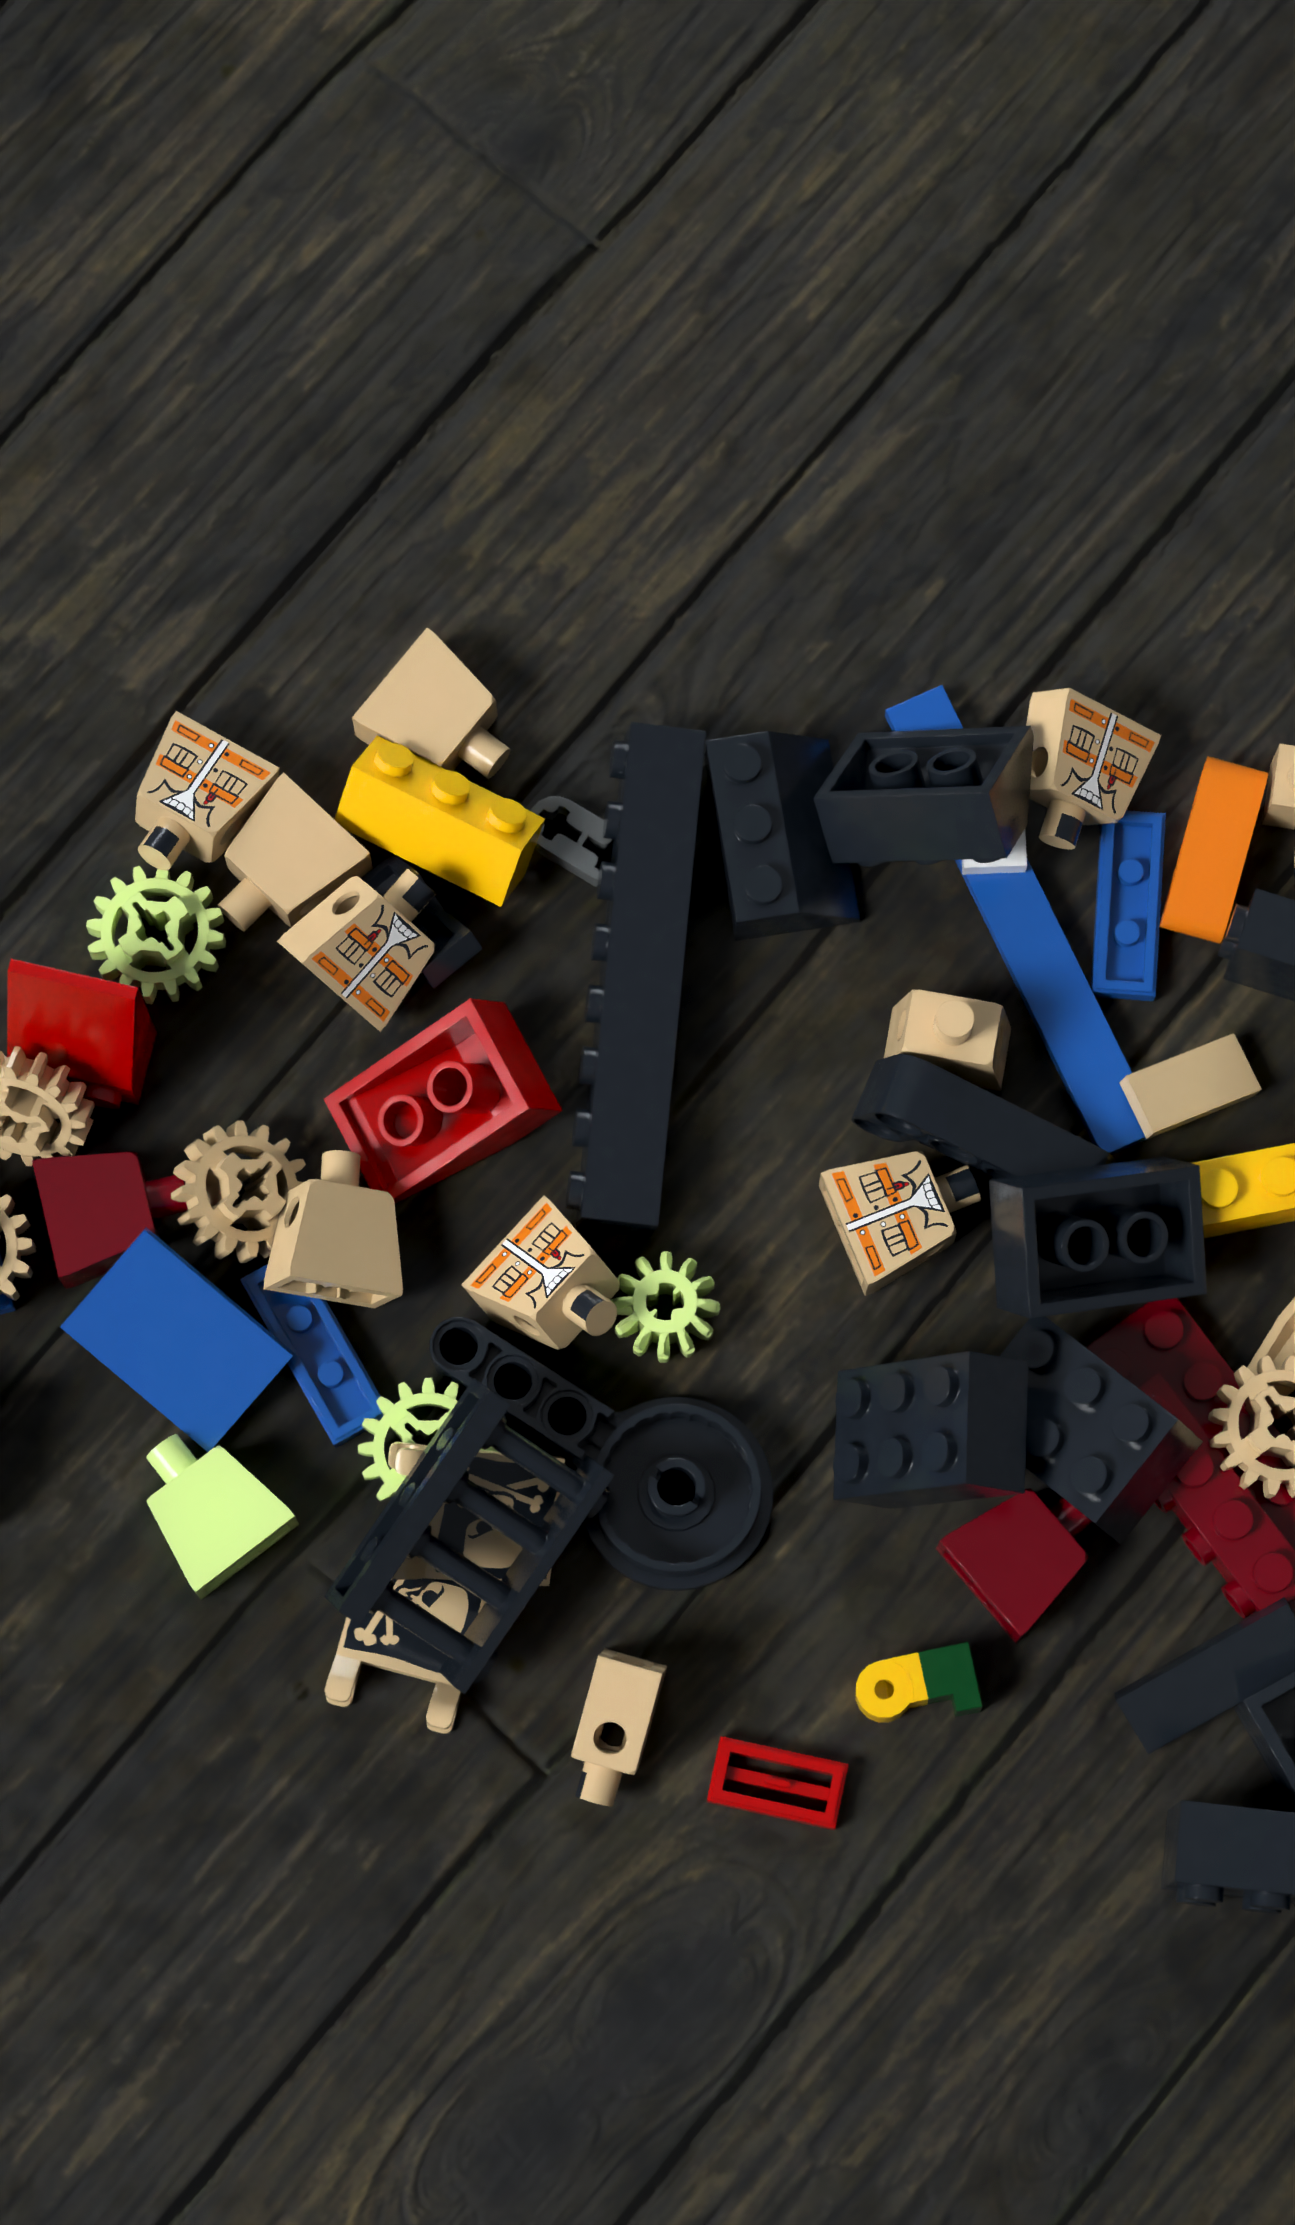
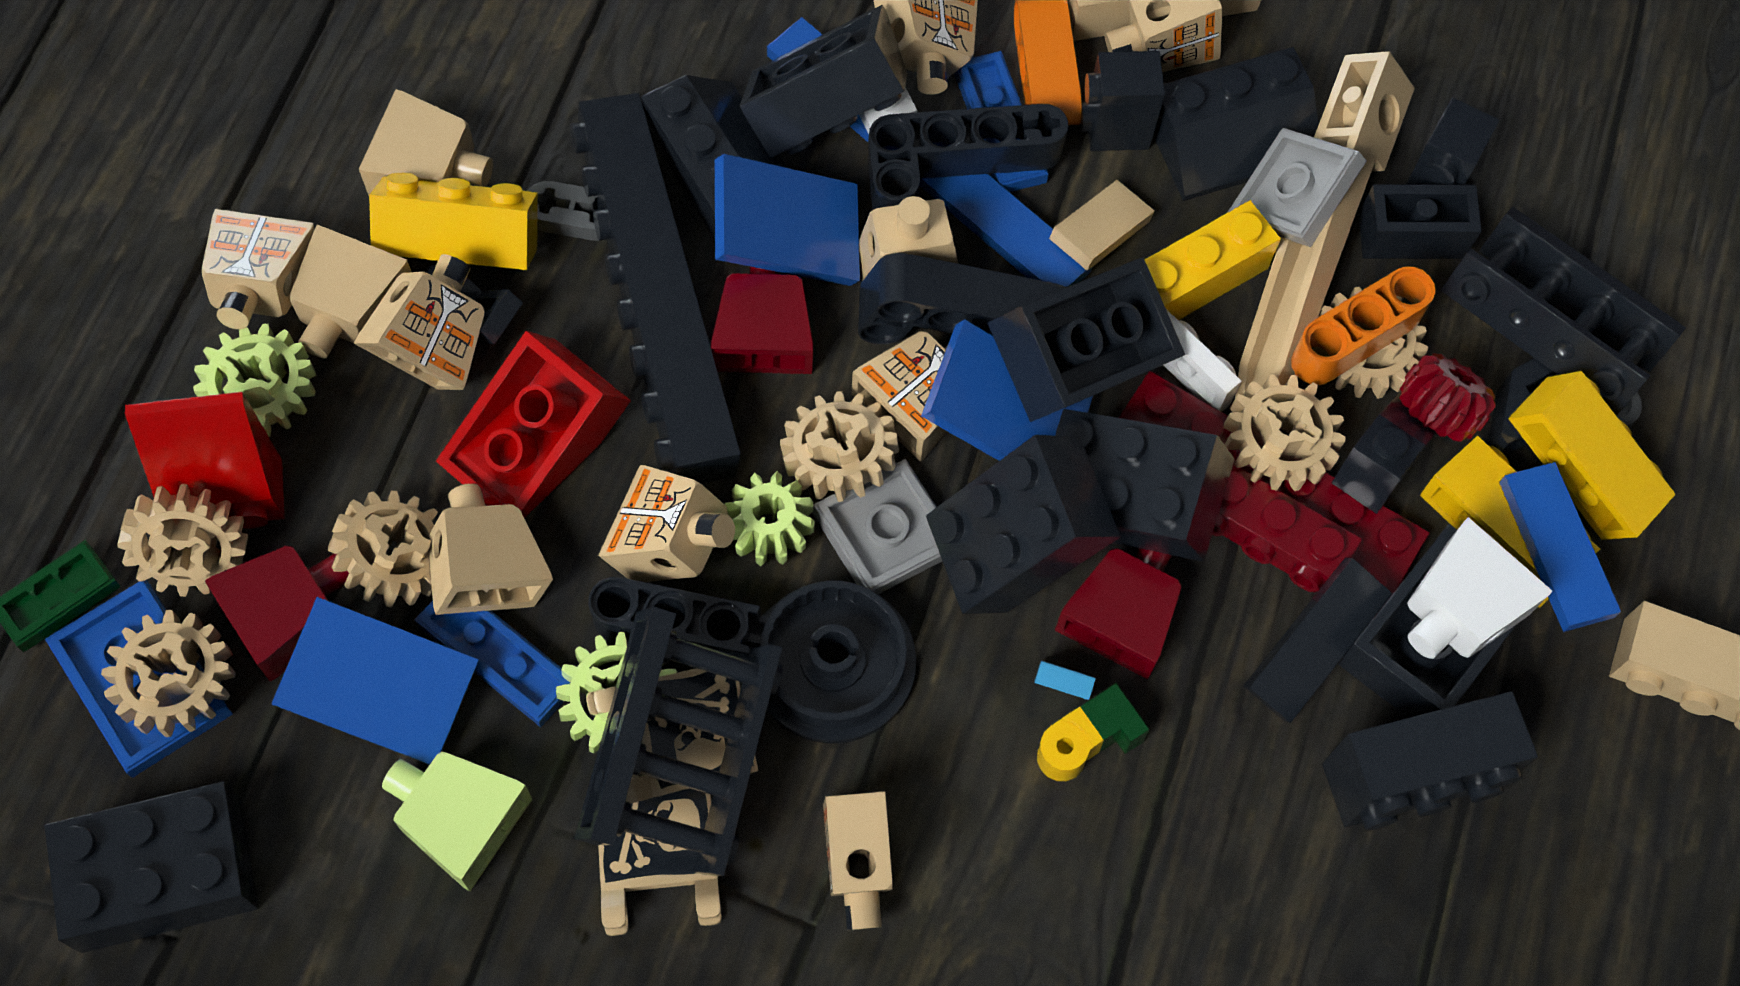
camera: 25 degrees left, 10 degrees down
(747, 1065) = (763, 325): none -> dark red torso
(770, 1808) = (1011, 881): red tile -> none
(787, 1361) = (883, 533): none -> light grey tile
(805, 1250) = (840, 446): none -> tan gear
(816, 959) = (786, 220): none -> blue tile
(917, 1613) = (1064, 680): none -> dark azure tile
(948, 1268) = (978, 398): none -> blue tile
(1060, 945) = (1040, 146): none -> black beam
(1232, 1320) = (1200, 371): none -> white plate

